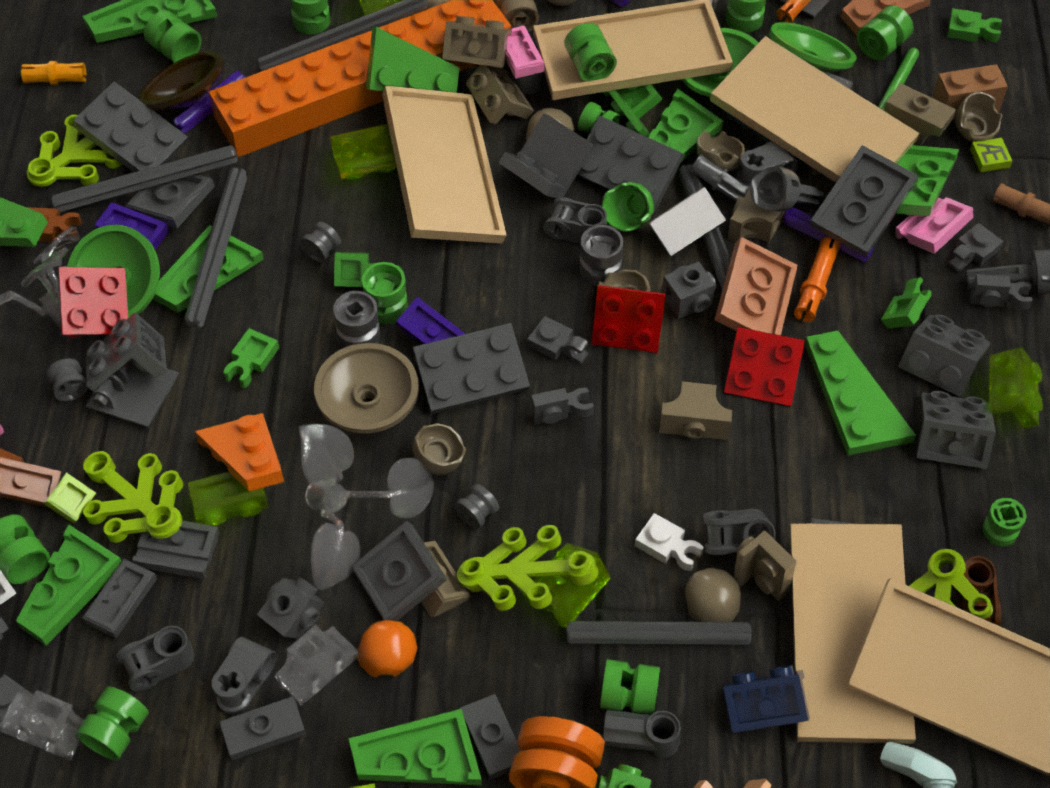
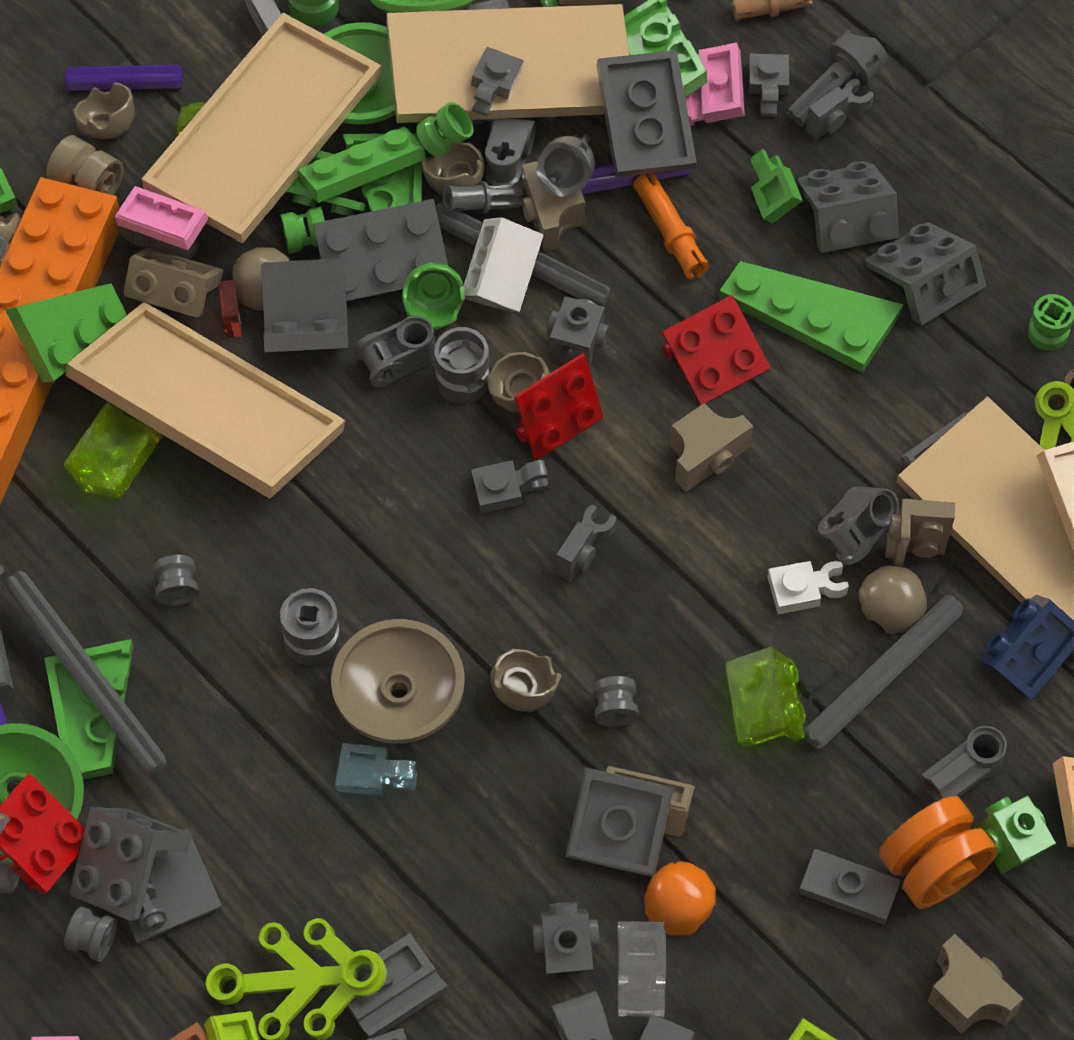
camera: 45 degrees left, 5 degrees up
(223, 498) = (381, 897): clear neon green bracket -> none
(245, 450) = (353, 837): orange wing -> none
(251, 353) = (241, 747): bright green plate -> none
(296, 415) = (366, 769): none -> clear light blue plate
(323, 458) = (476, 770): clear plant -> none
(350, 268) = (243, 575): bright green plate -> none
(388, 288) = (302, 565): bright green wheel -> none
(418, 752) = (809, 957): bright green wing -> none
(426, 324) = (389, 573): dark purple plate -> none
(471, 368) = (464, 578): dark grey plate -> none
(476, 42) = (111, 241): dark tan bracket -> none
(479, 572) = (723, 721): lime plant -> none
(511, 131) = (230, 309): none -> clear red tile
(590, 52) = (237, 162): bright green wheel -> none
(644, 687) = (924, 734): bright green wheel -> none
(664, 107) = (361, 164): none -> bright green plate
(730, 121) = (449, 126): none -> bright green wheel
(756, 289) = (635, 282): nougat plate -> none
(790, 113) = (494, 76): none -> dark grey plate
(1015, 386) = (936, 190): clear neon green bracket -> none

